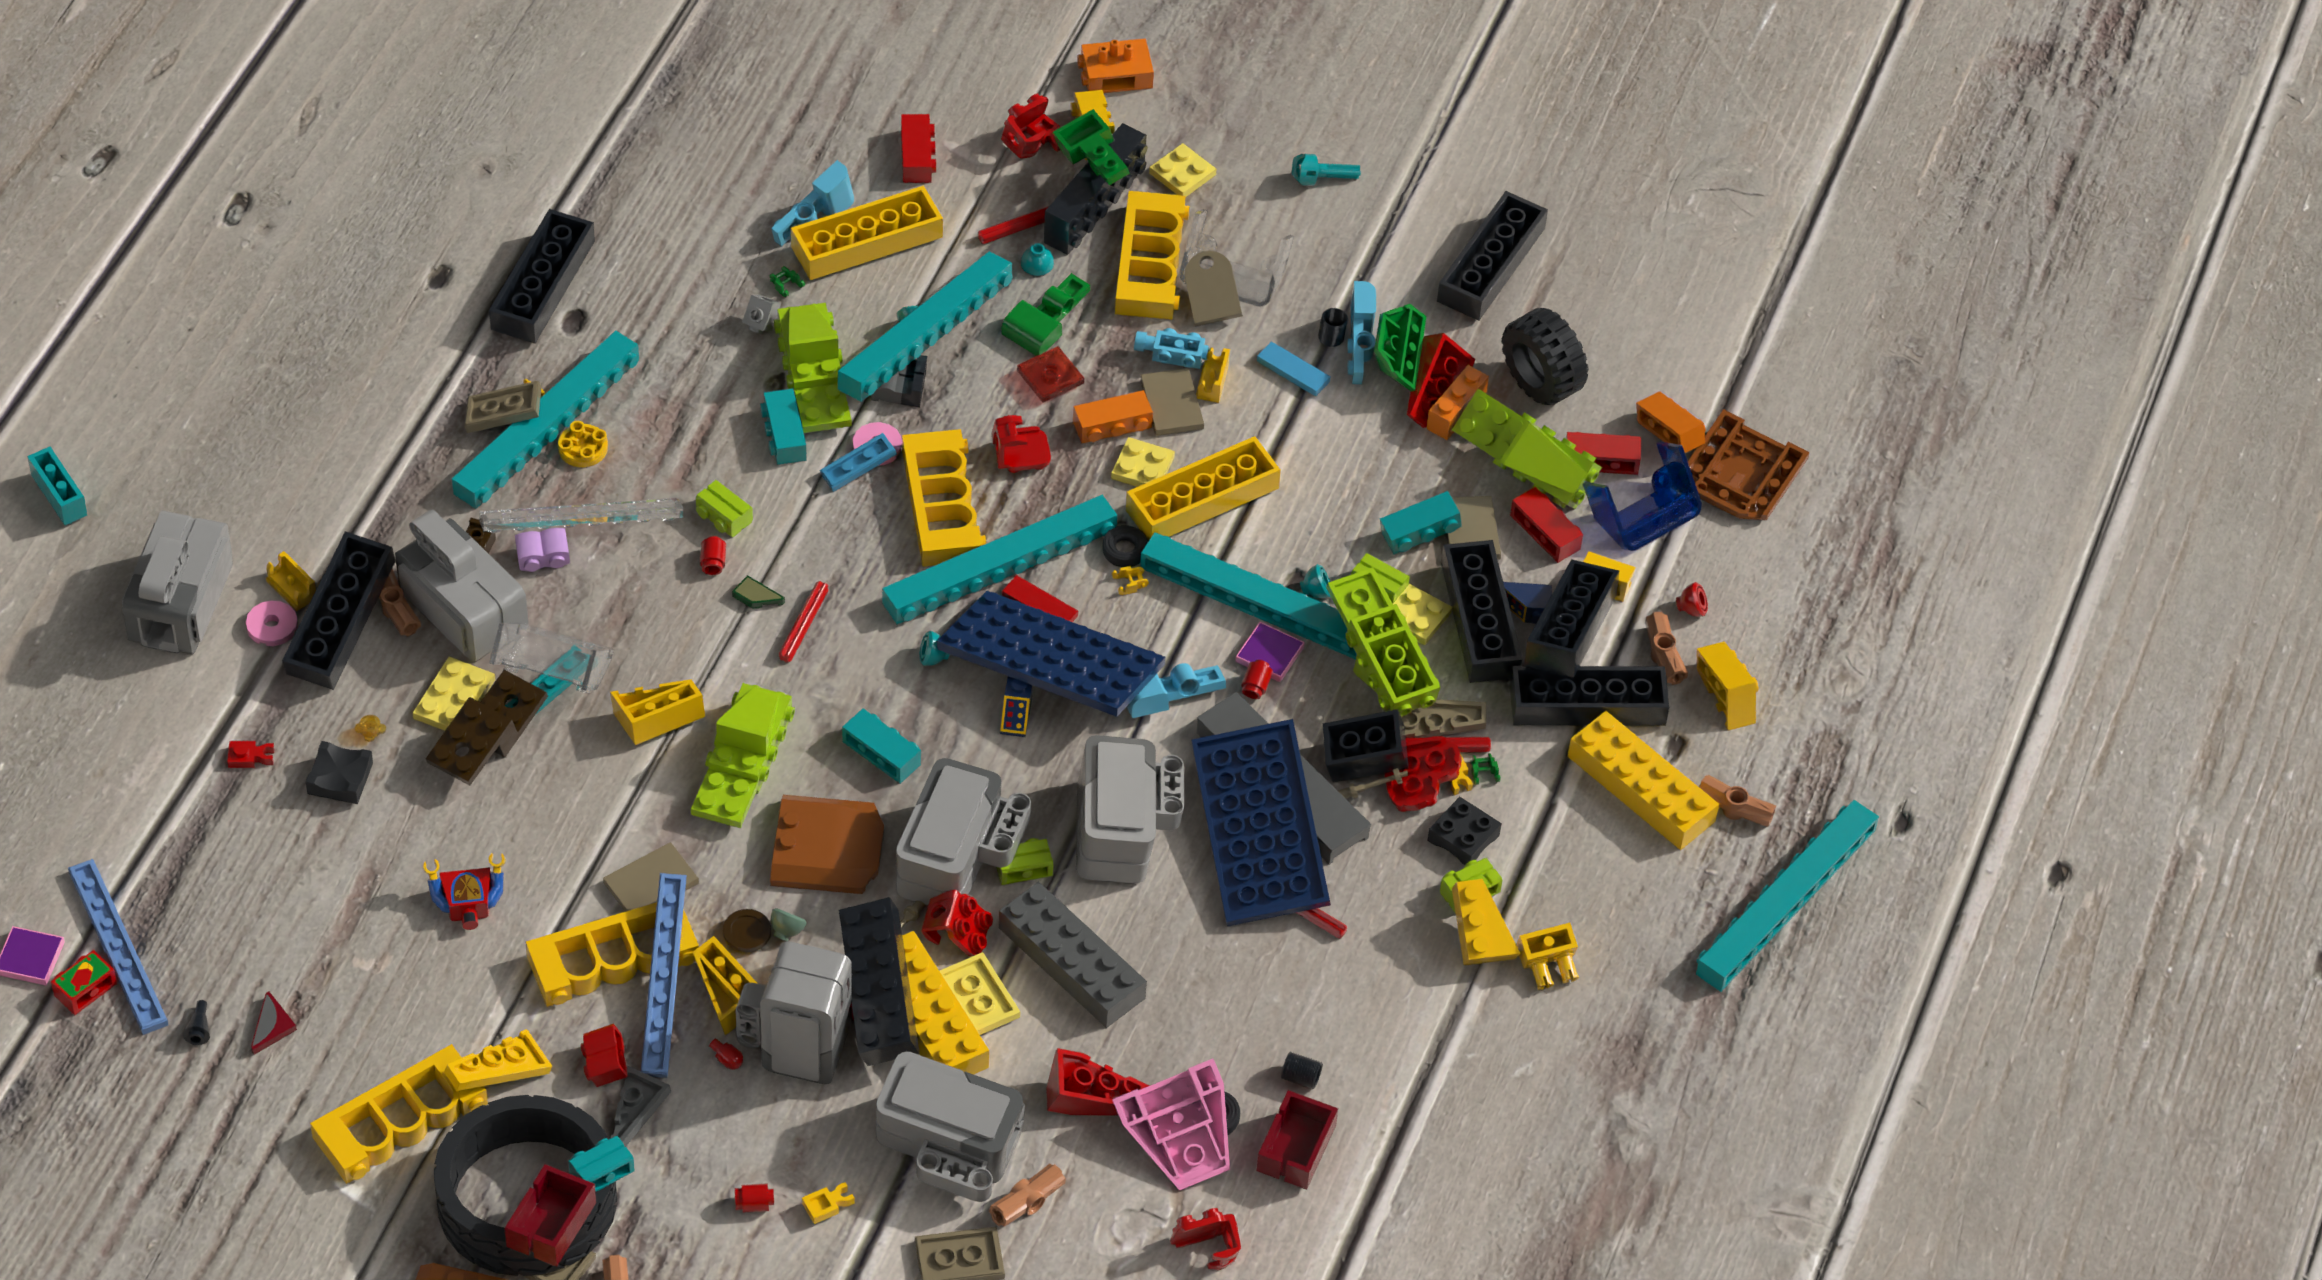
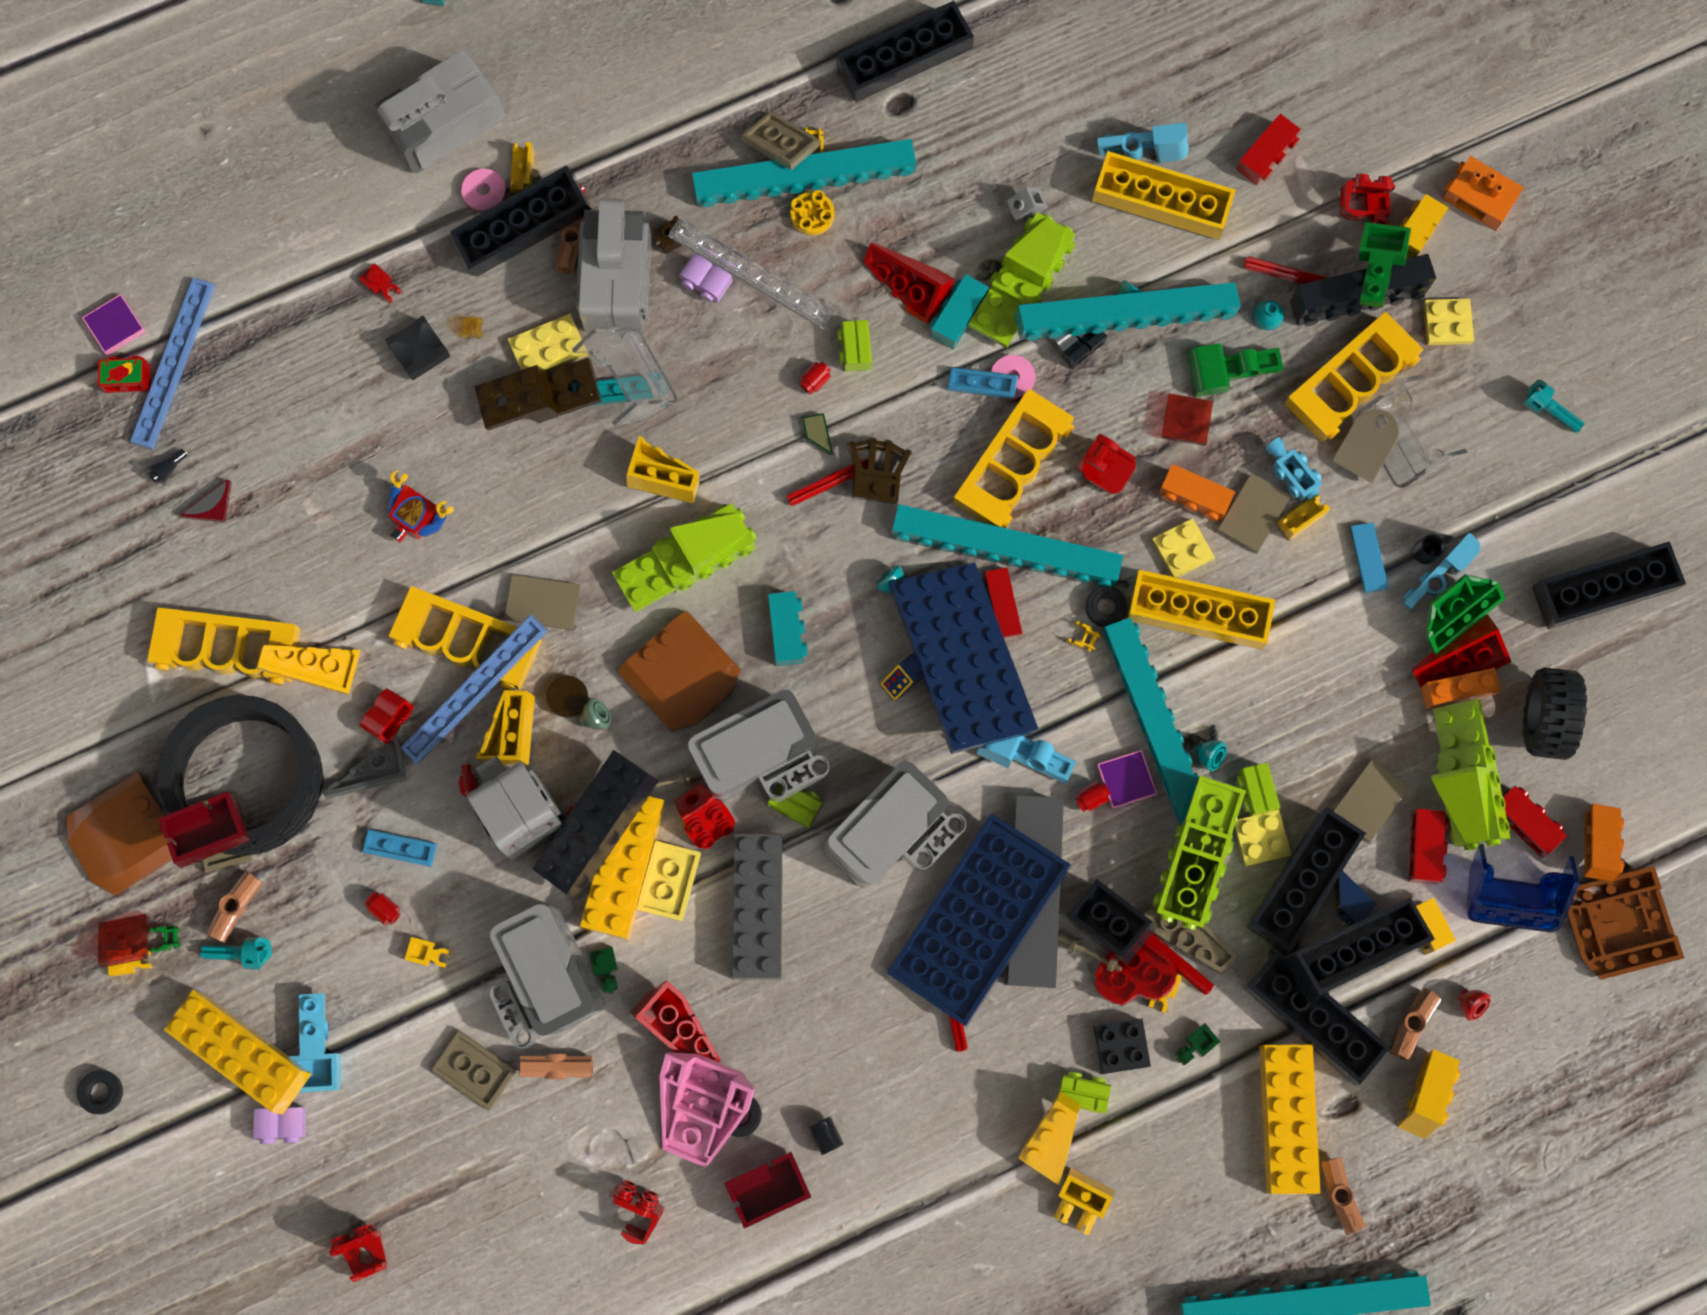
camera: 45 degrees right, 25 degrees up
(603, 1163) = (276, 815): teal brick -> none
(718, 1148) = (399, 848): none -> dark azure tile
(727, 433) = (913, 282): none -> red wedge
(790, 275) = (1081, 188): green piece -> none
(841, 594) = (875, 484): none -> dark brown plate
(1420, 522) = (1332, 769): teal brick -> none
(1493, 767) = (1180, 1001): green piece -> none
(1520, 782) = (1201, 1041): none -> dark green plate

